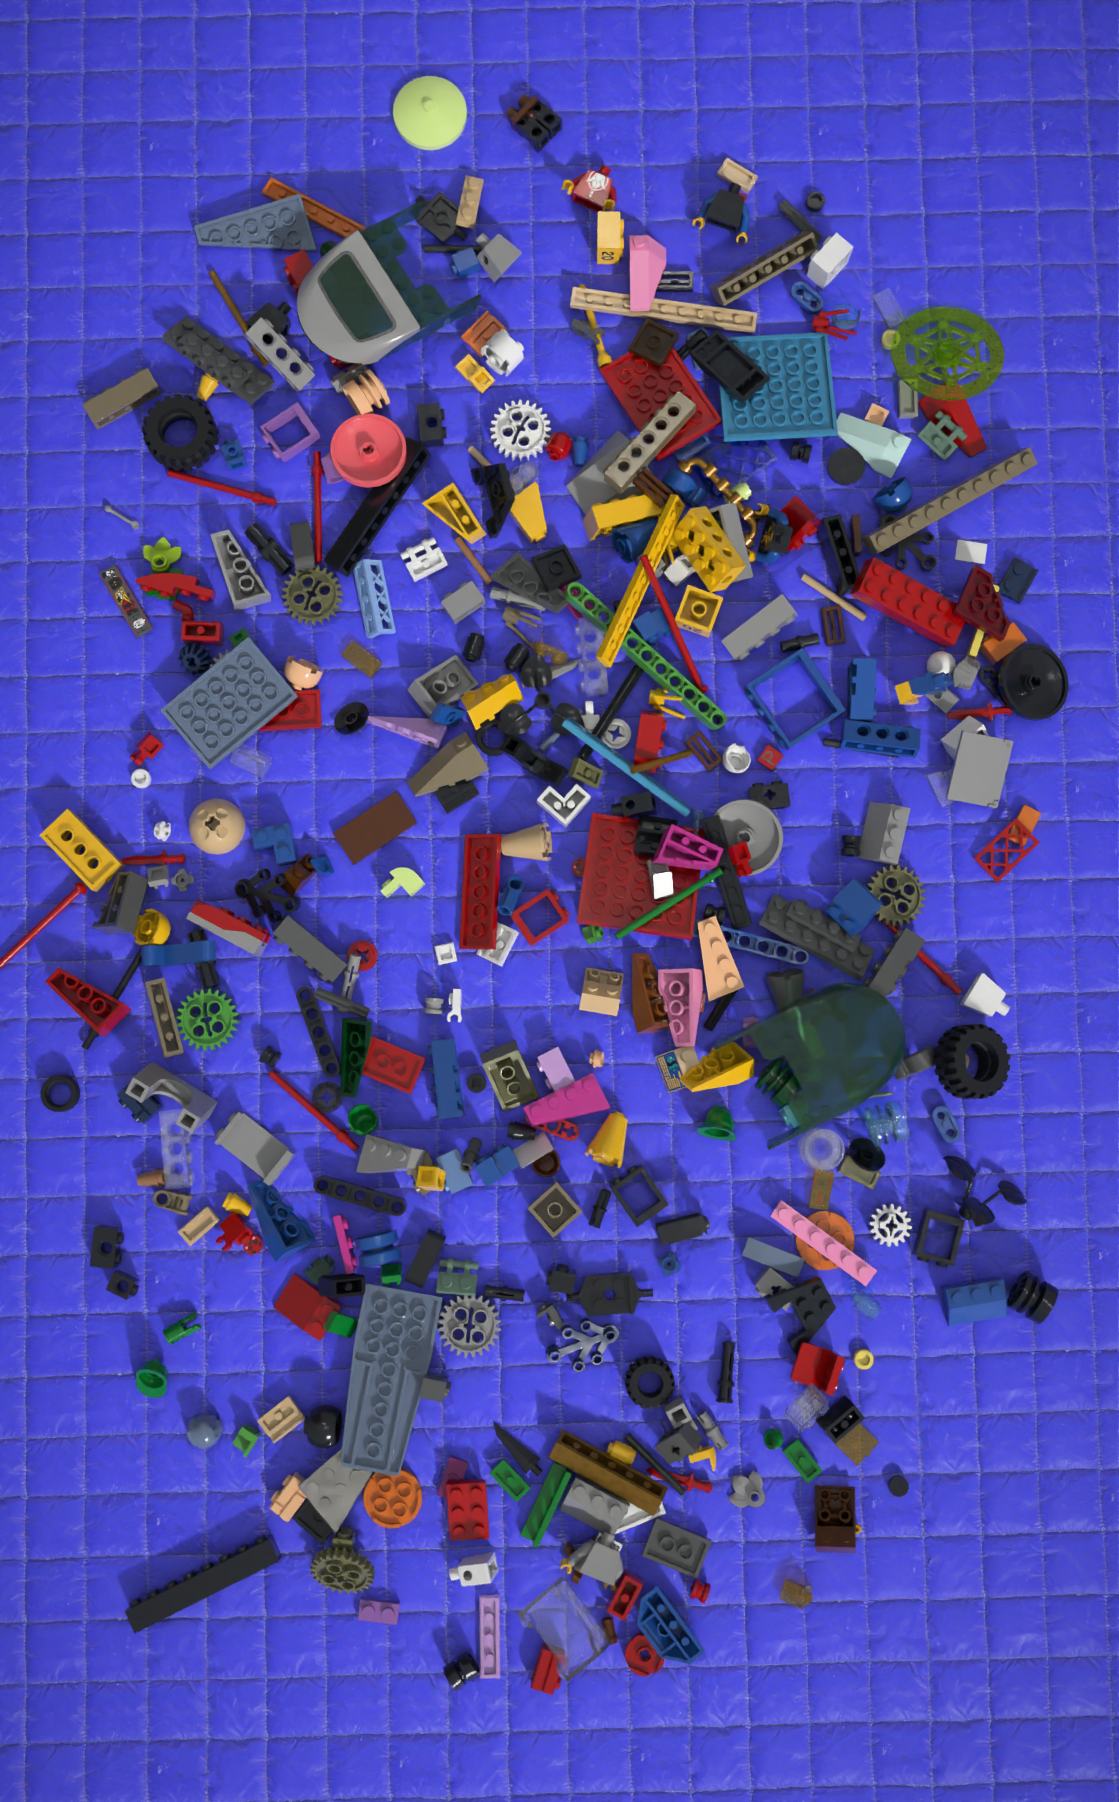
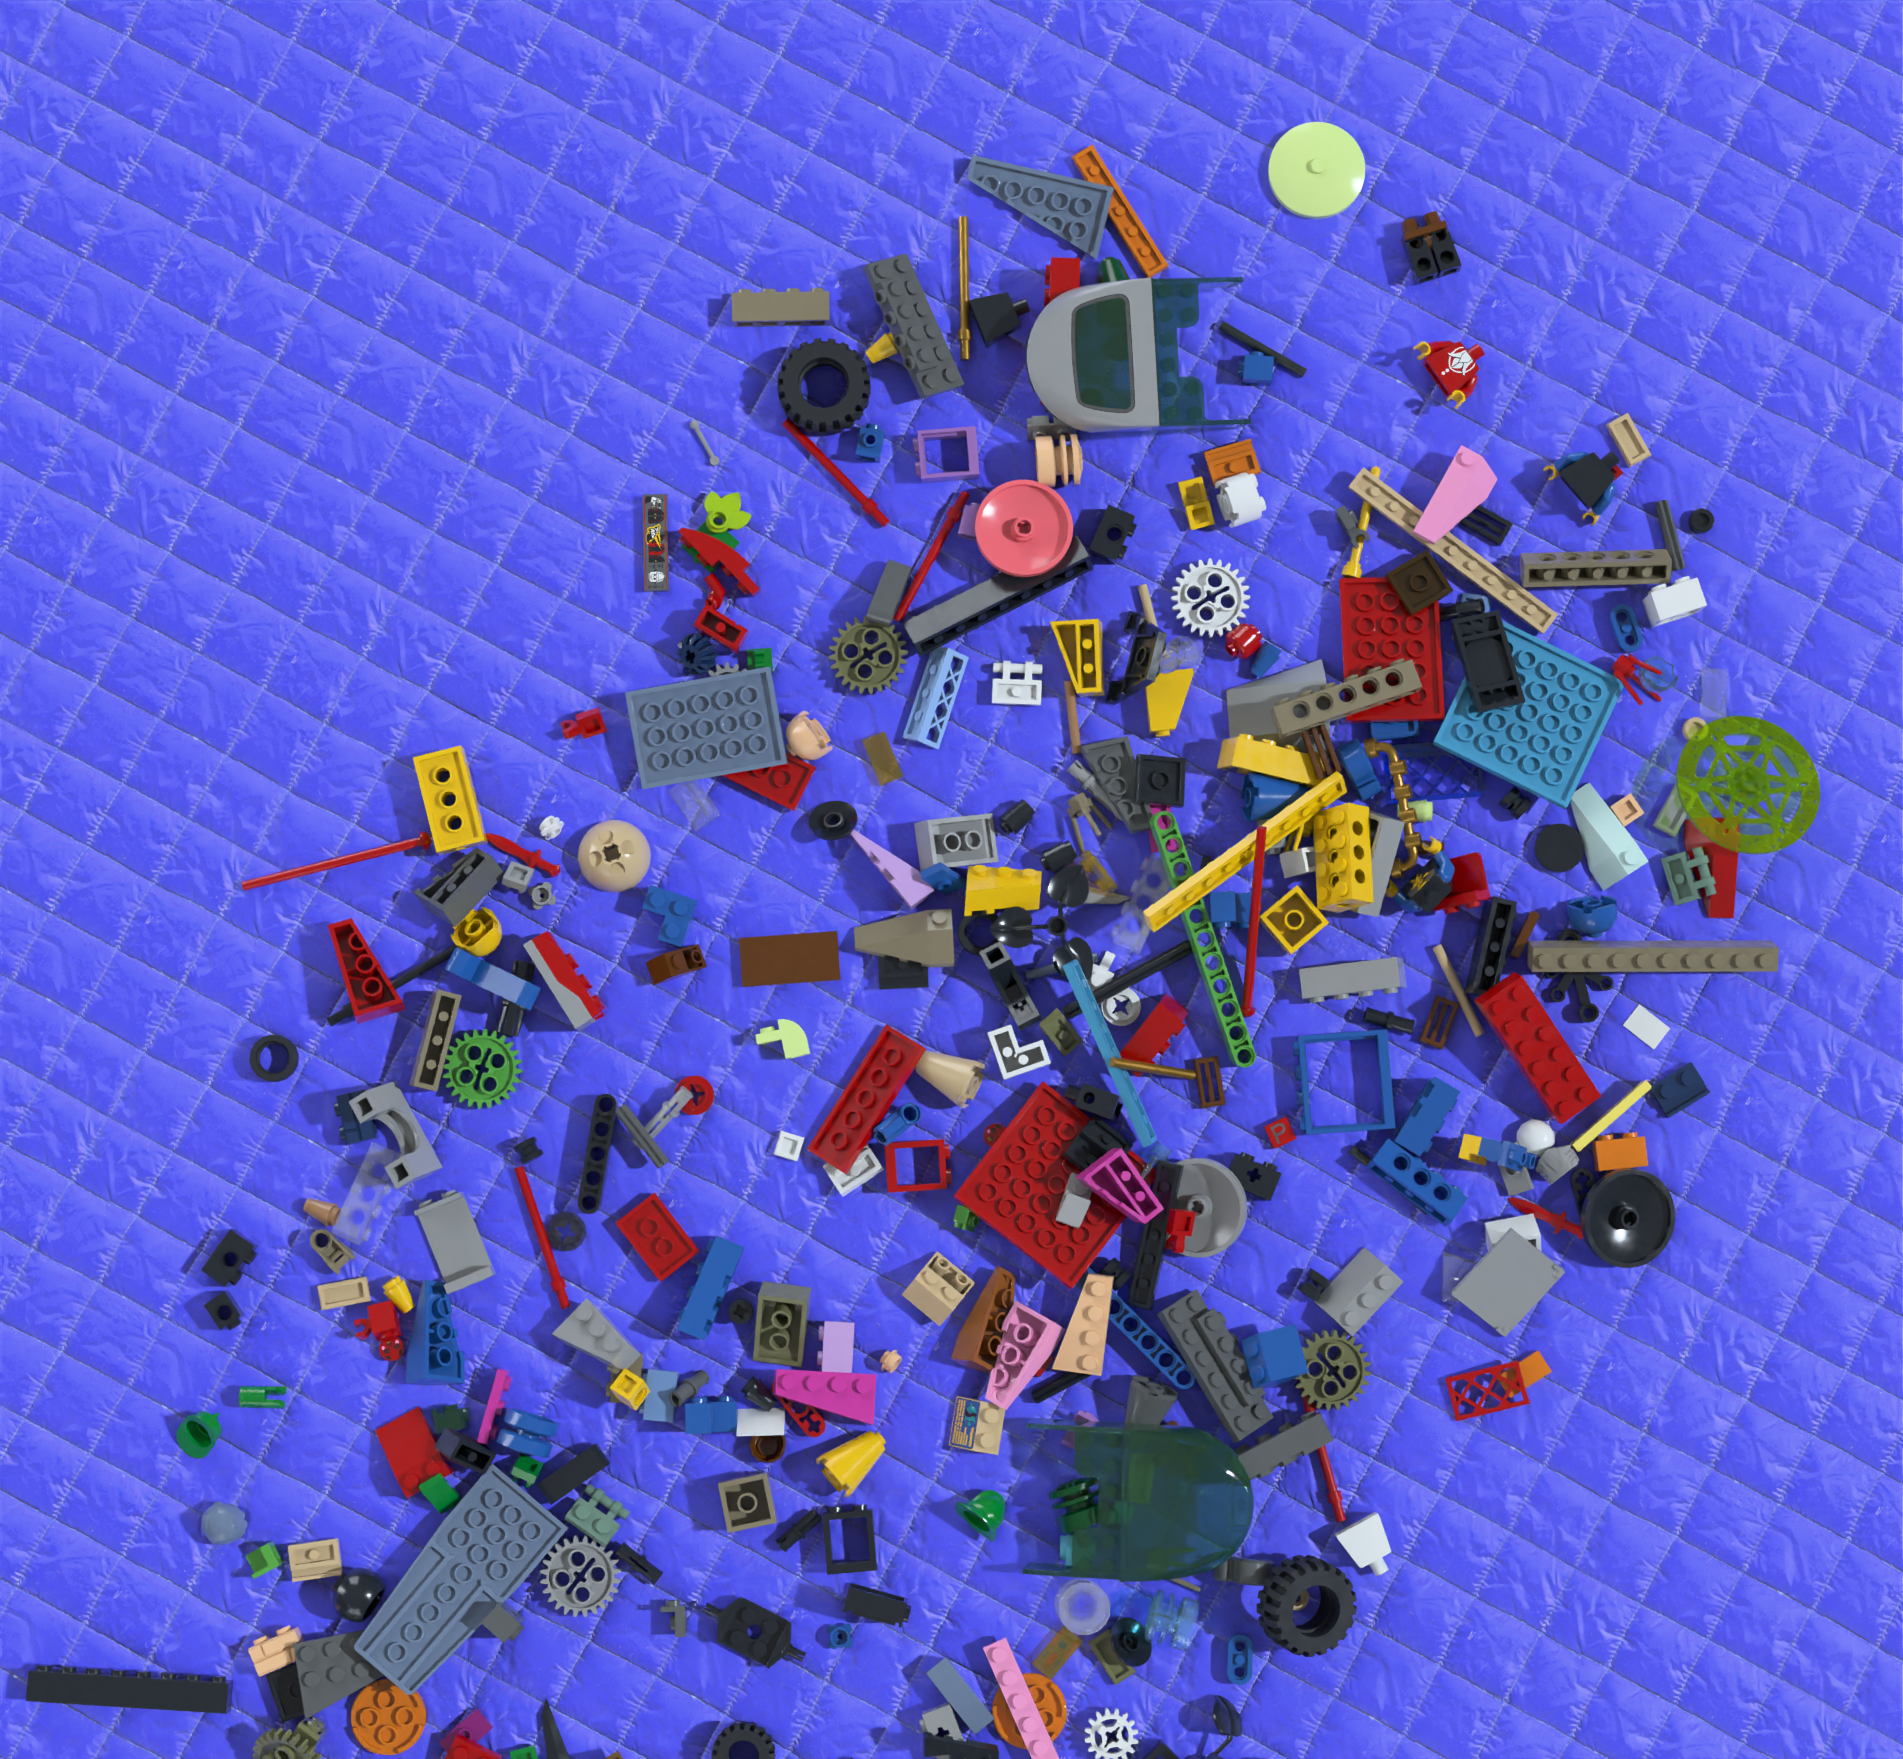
camera: 30 degrees right, 0 degrees up
(141, 778) = (560, 754): white tile -> none
(239, 576) = (798, 588): light grey wedge -> none
(265, 895) = (624, 967): black plant -> none
(268, 351) = (969, 326): light grey brick -> none
(269, 549) = (849, 574): black piece -> none
(309, 948) = (639, 1053): dark grey wedge -> none
(322, 865) = (707, 968): blue tile -> none
(350, 1196) = (529, 1357): black beam -> none
(354, 1052) = (627, 1196): dark green wedge -> none
(362, 1119) = (591, 1280): green hair -> none
(433, 1005) = (741, 1197): light grey wheel -> none
(440, 218) = (1260, 302): black plate -> none
(455, 1000) = (769, 1204): white plate -> none
(462, 602) = (1033, 759): light grey brick -> none
(469, 202) = (1302, 301): tan plate -> none
(496, 255) = (1296, 383): light grey torso -> none
(561, 1279) = (710, 1584): black brick -> none
(585, 1343) = (697, 1669): dark blue plant -> none
(609, 237) = (1433, 438): yellow brick -> none
(659, 696) = (1192, 993): yellow plant -> none
(708, 878) = (1130, 1230): green bar -> none
(720, 1068) = (1020, 1451): yellow wedge -> none
(736, 758) = (1240, 1112): white hair -> none
(982, 605) = (1618, 1097): dark red plate -> none

